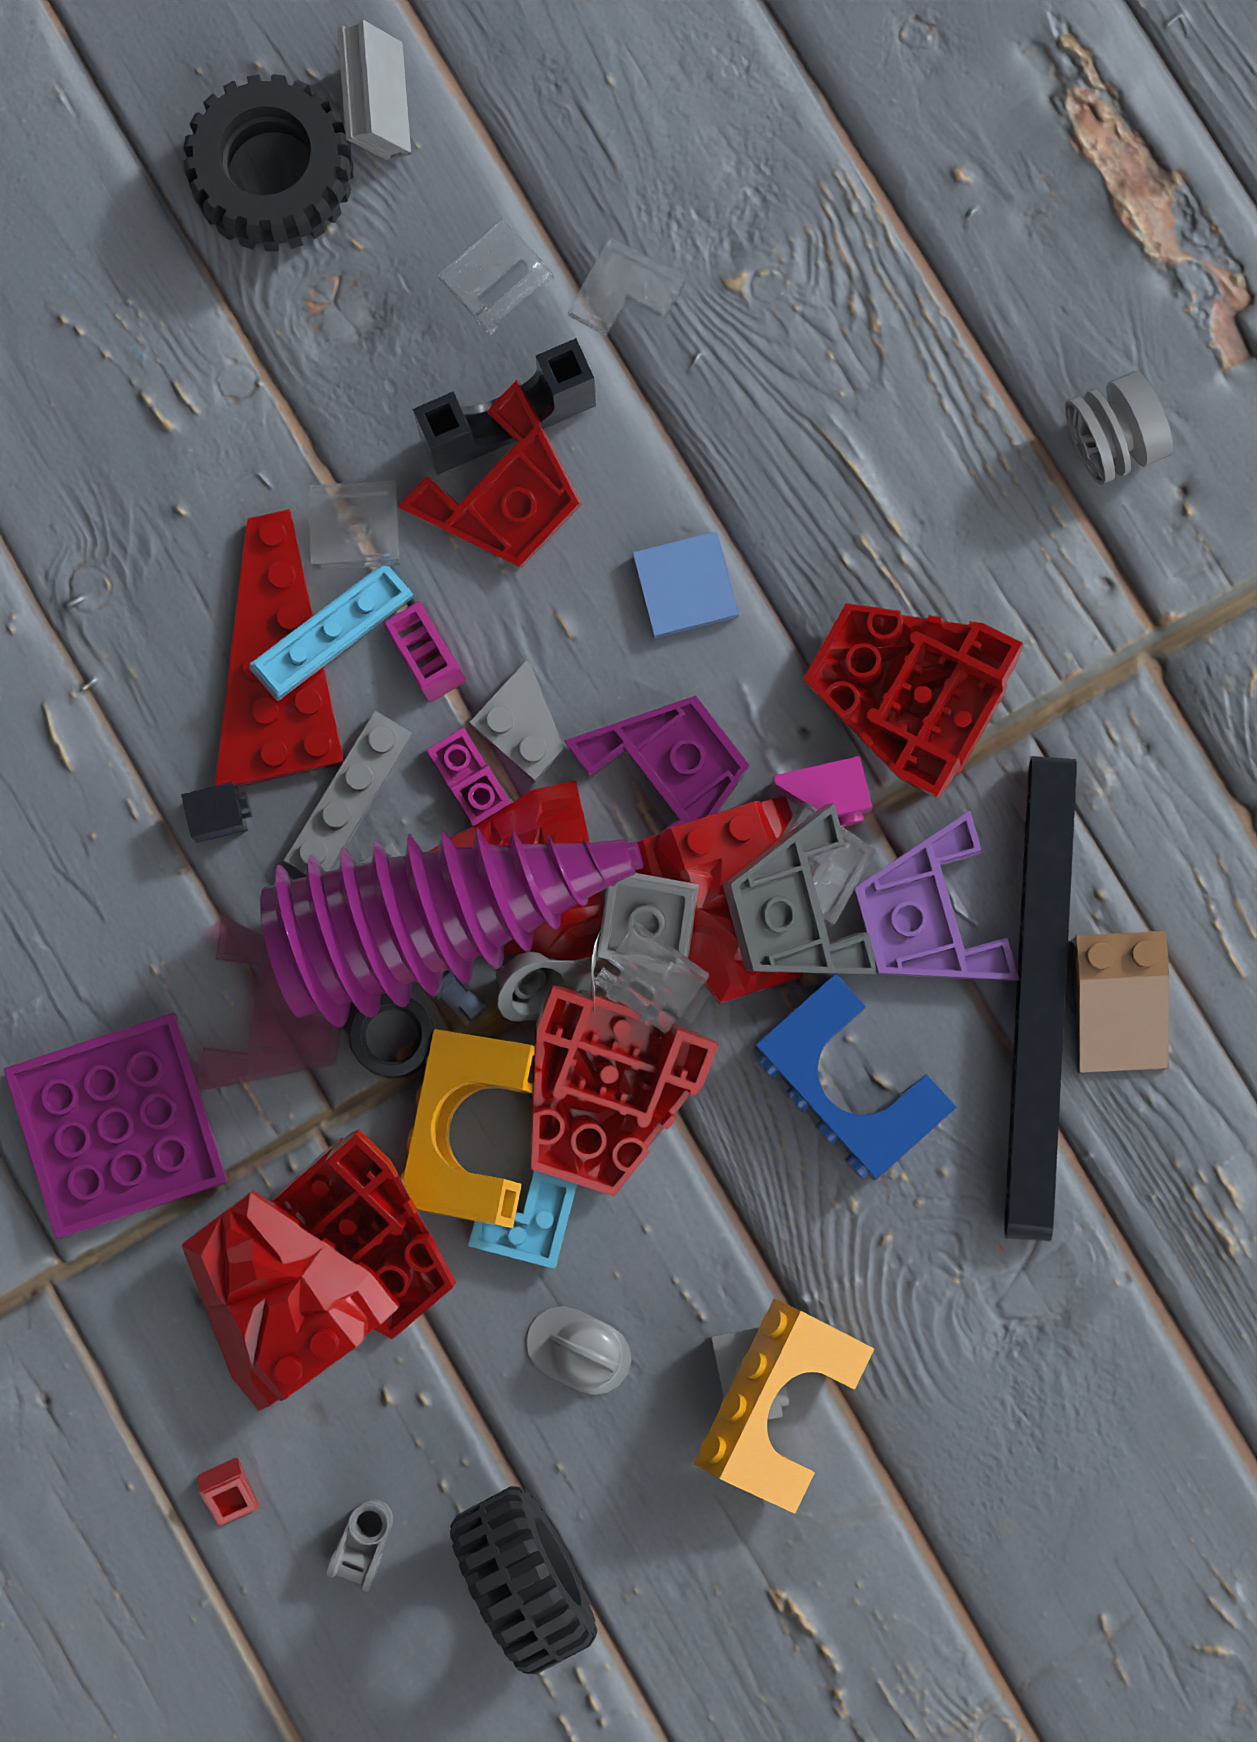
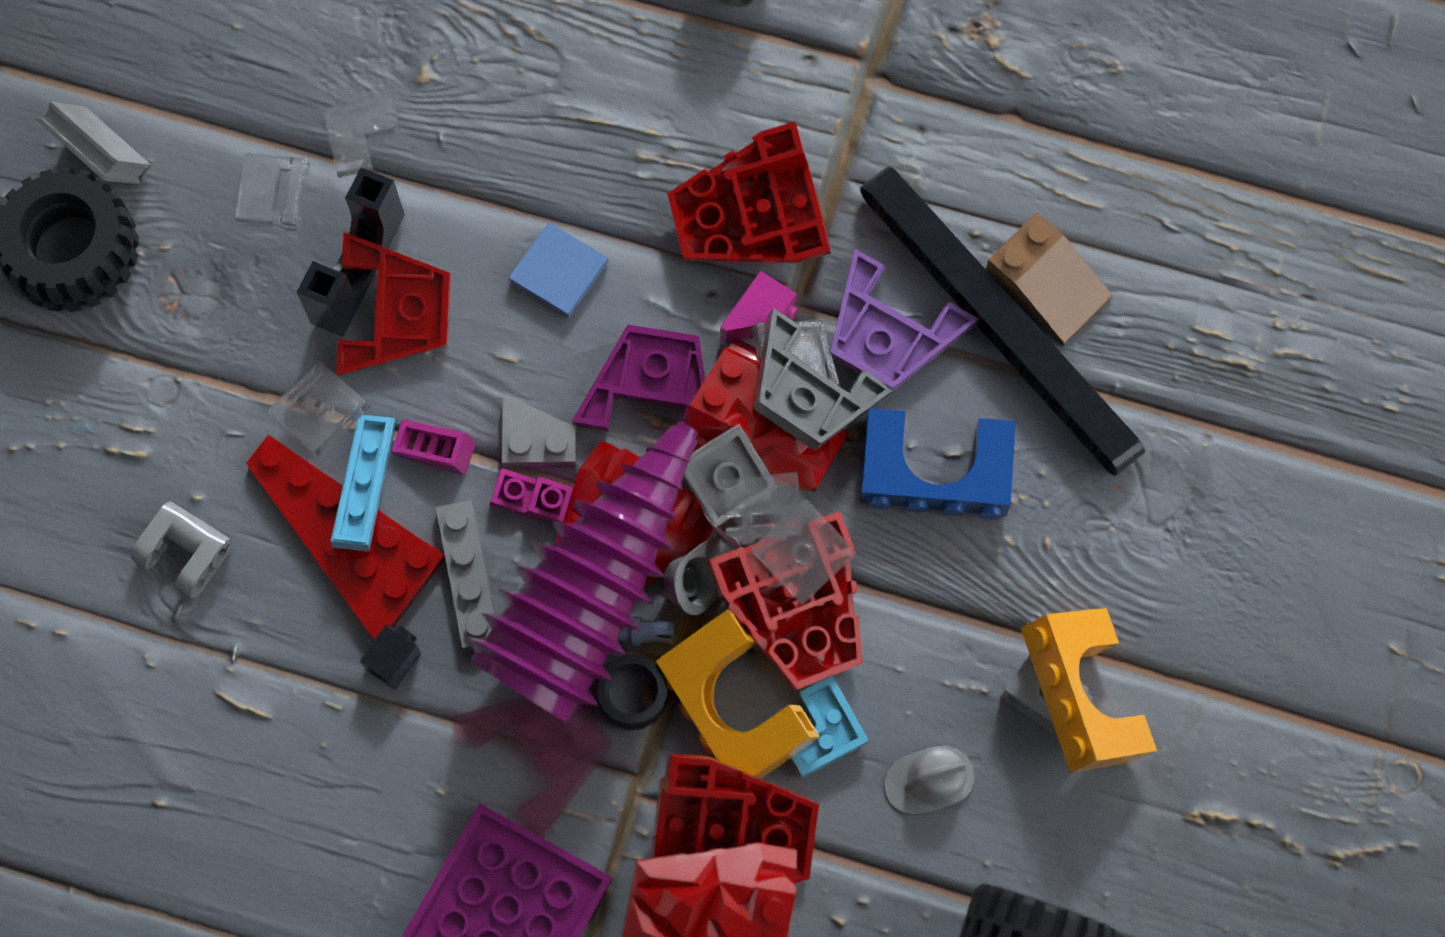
camera: 45 degrees left, 10 degrees down
(143, 542) = (190, 533): none -> light grey connector
(648, 1053) = (803, 551): none -> clear plate

